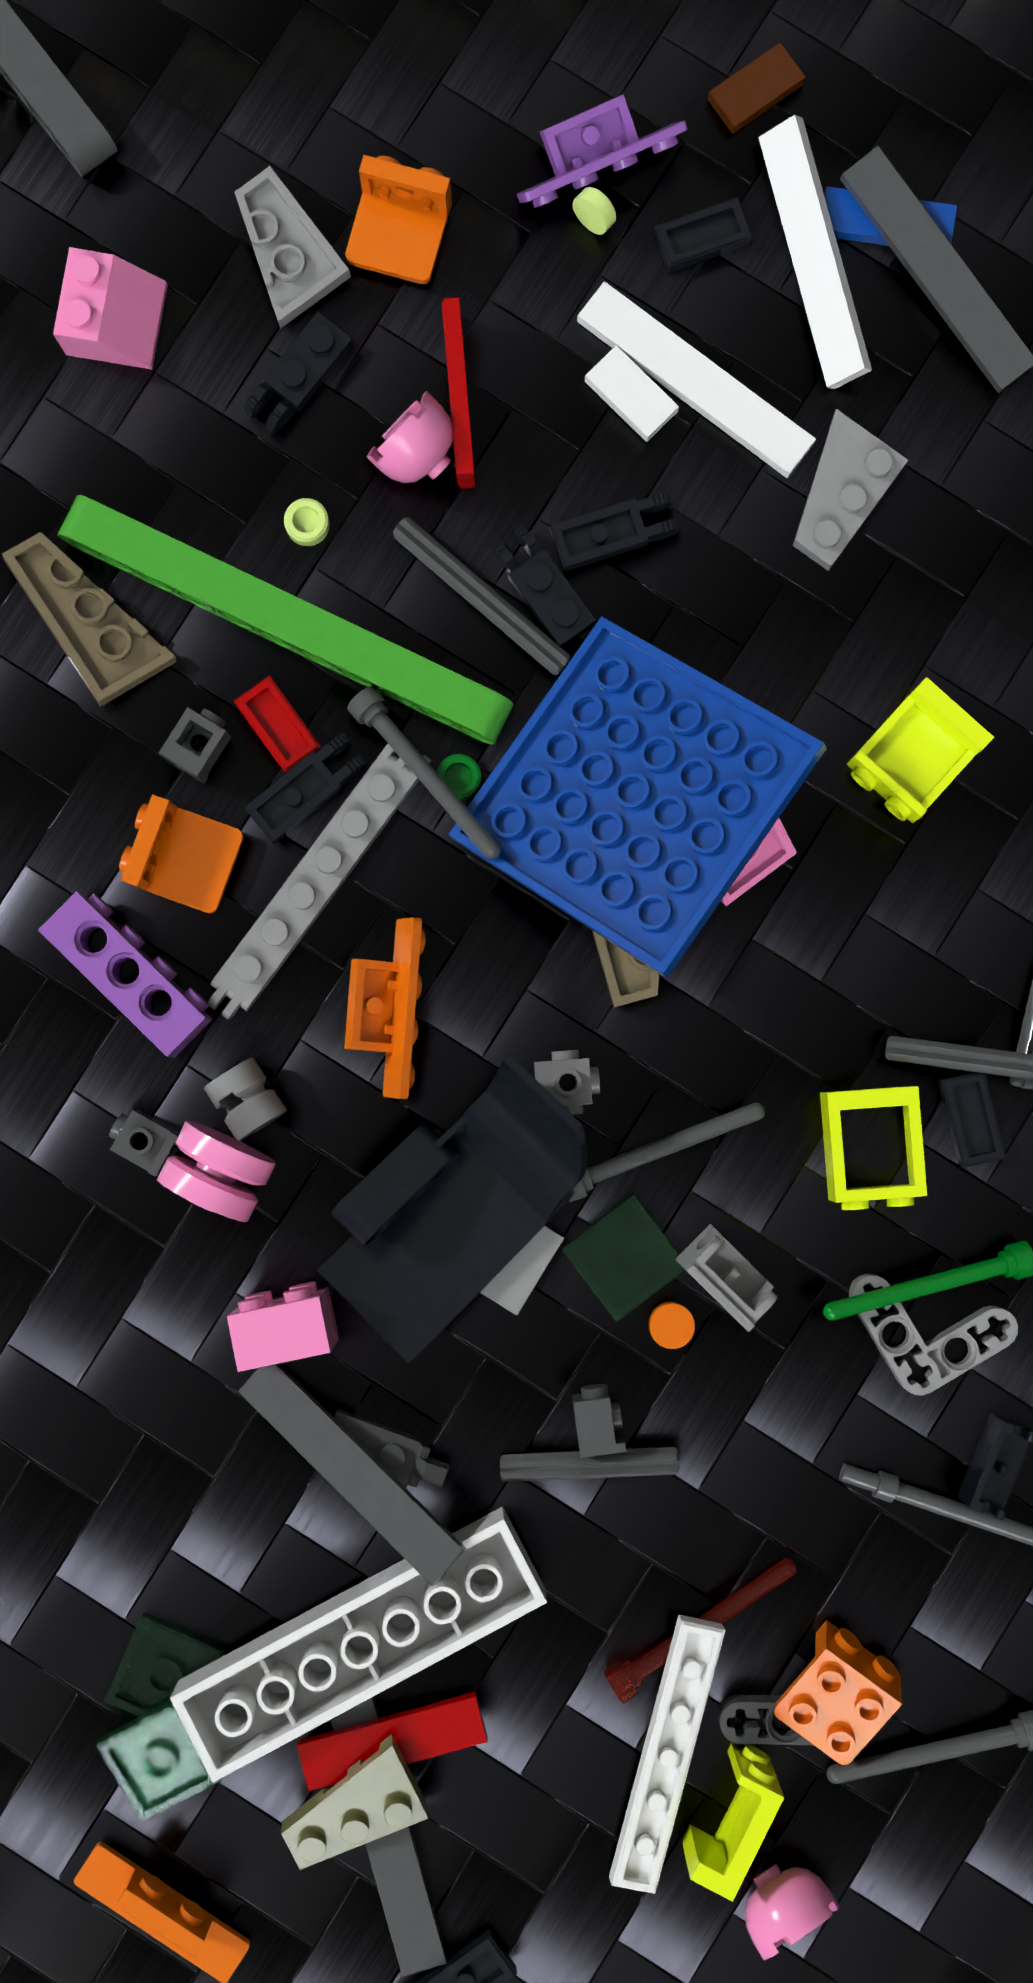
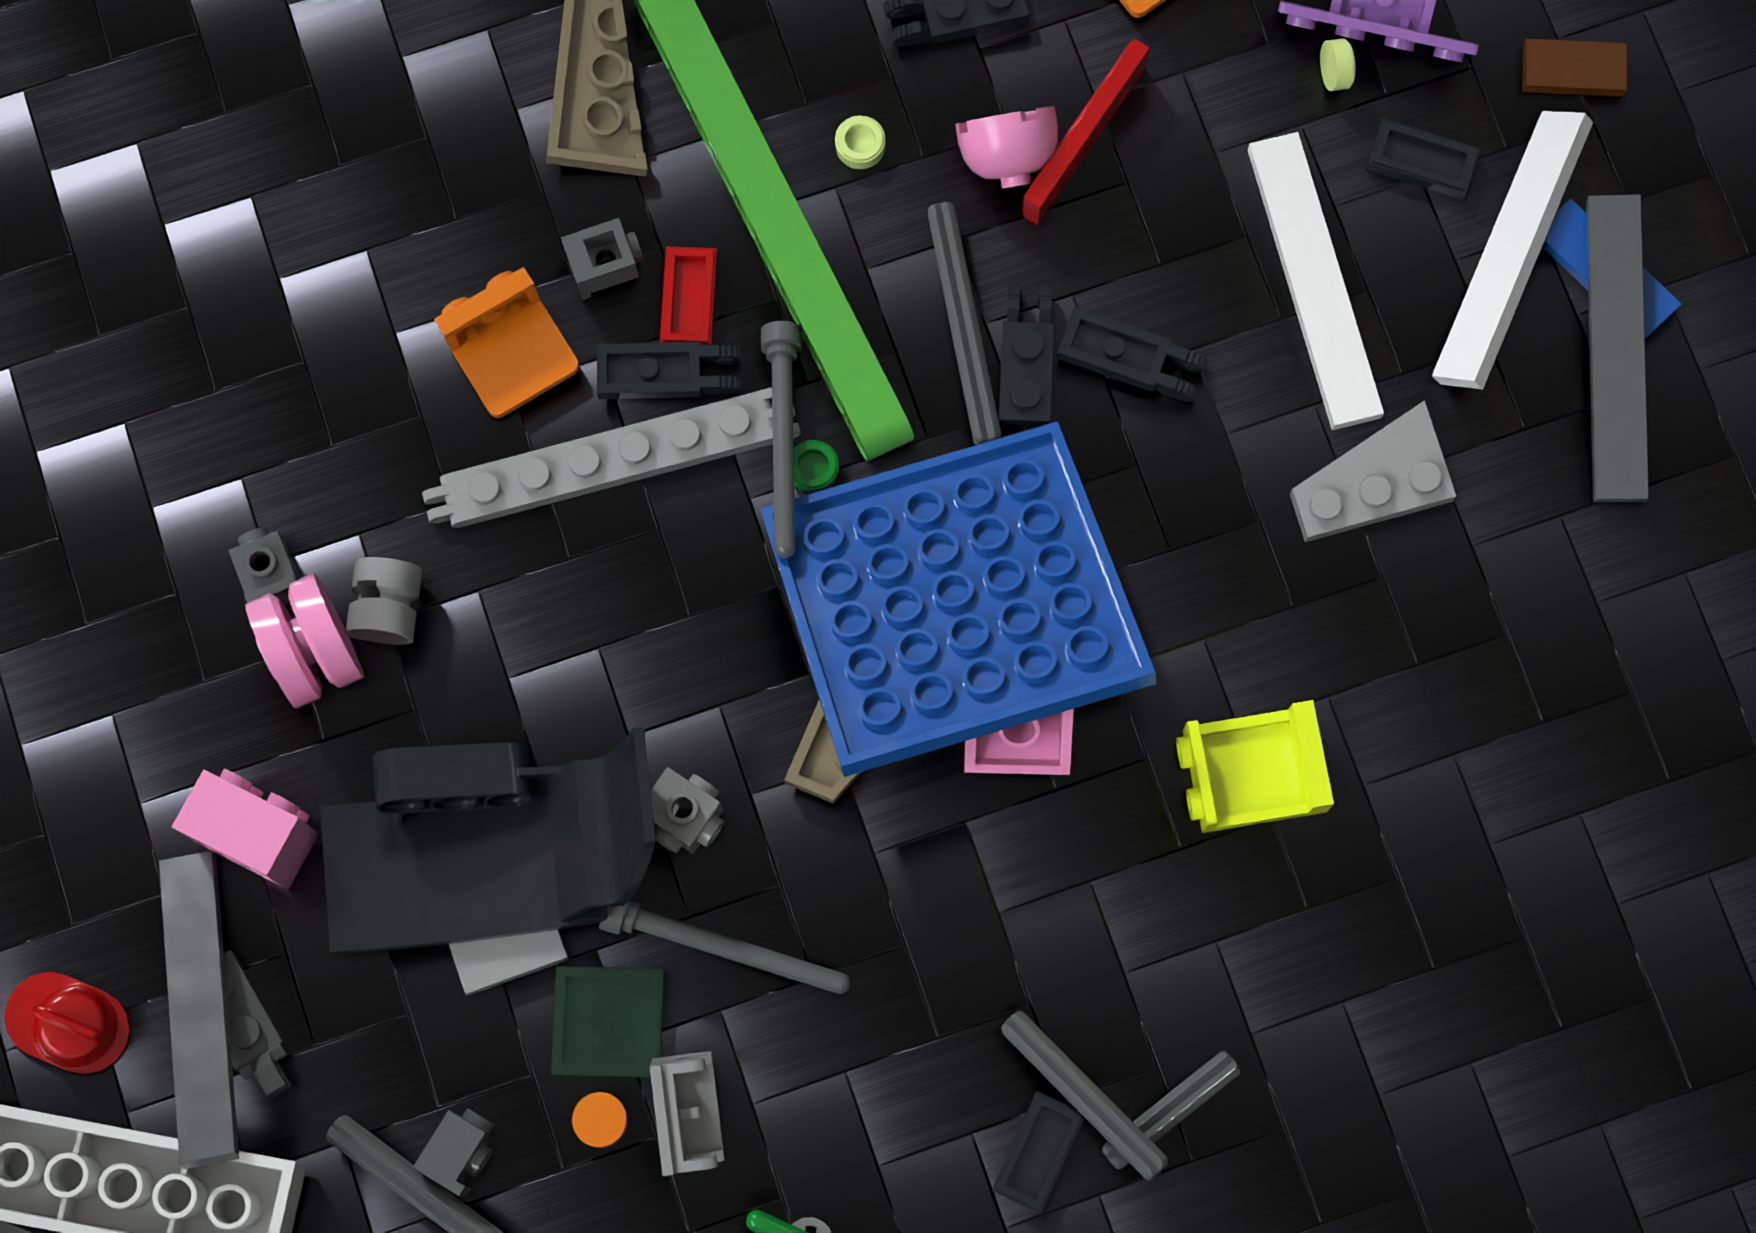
camera: 40 degrees right, 10 degrees down
(69, 932) = (355, 335): medium lavender brick -> none
(265, 1543) = (66, 1023): none -> red piece
(384, 1007) = (575, 615): orange bracket -> none
(631, 393) = (1245, 248): white tile -> none
(833, 1146) = (952, 1052): neon yellow window -> none

